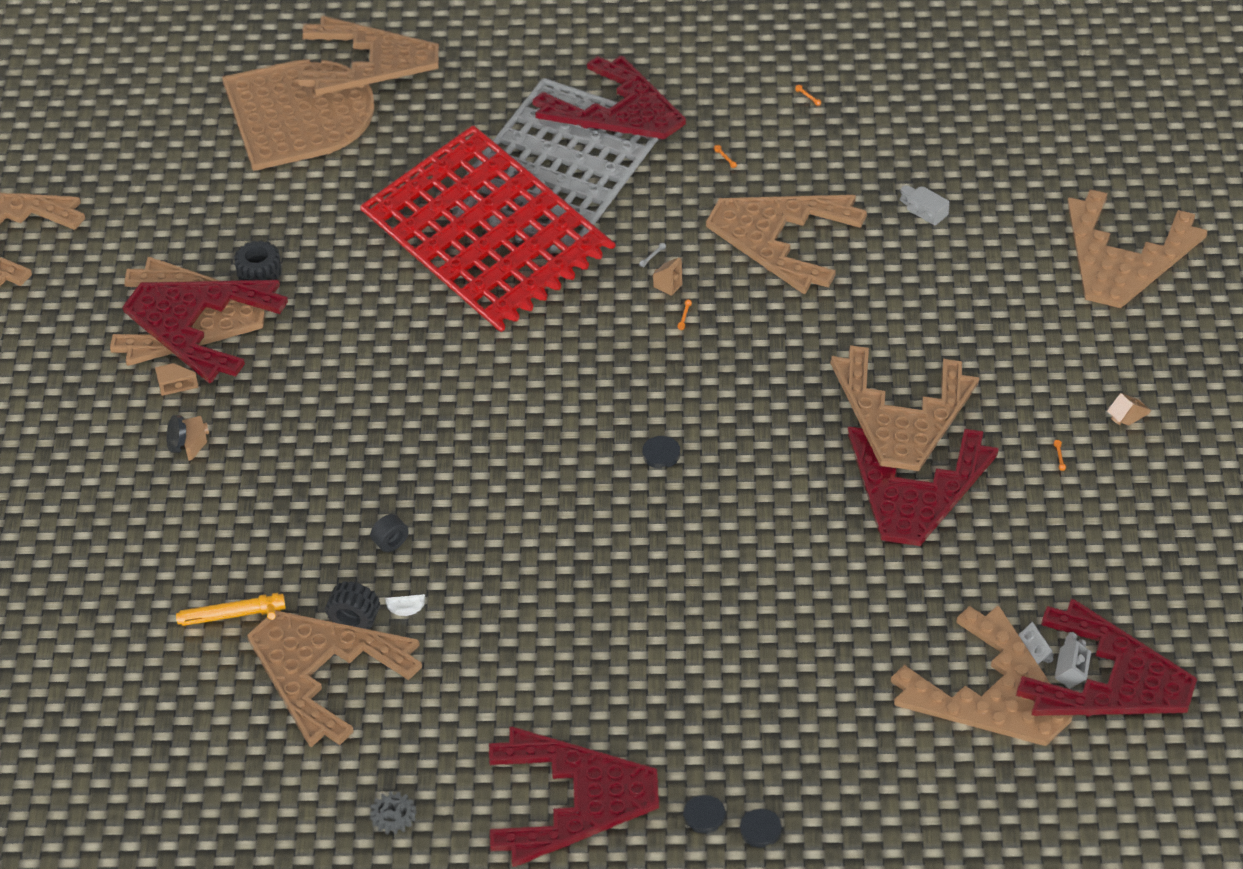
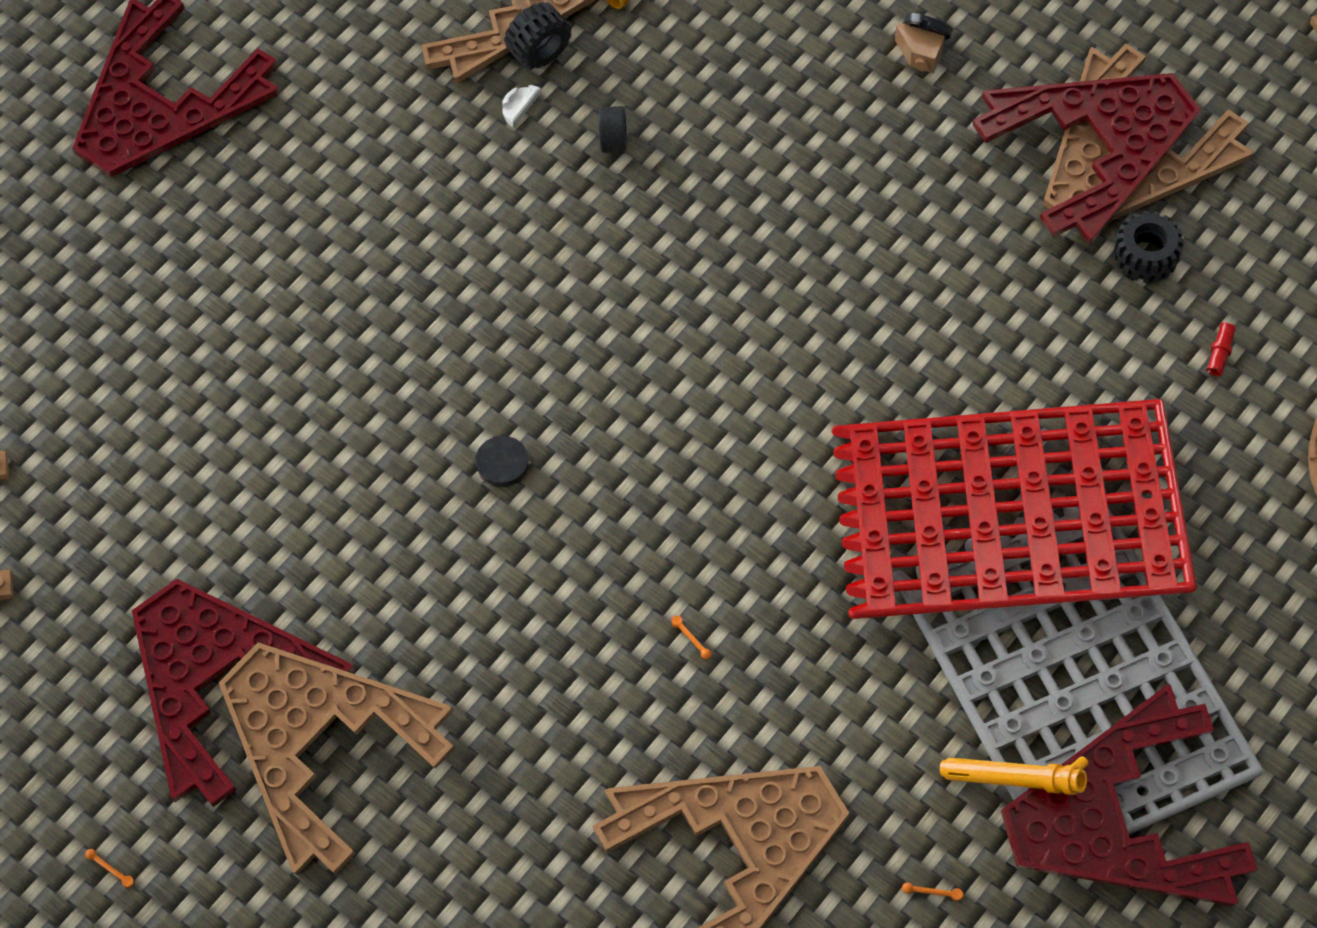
camera: 130 degrees right, 15 degrees up
(175, 379) = (1028, 70): medium nougat slope -> none
(299, 208) = (1221, 349): none -> red pin
(634, 115) = (1052, 778): none -> light orange cylinder
(662, 246) = (827, 695): light grey hinge -> none
(669, 276) = (757, 649): medium nougat slope -> none
(704, 813) = (29, 183): black tile -> none

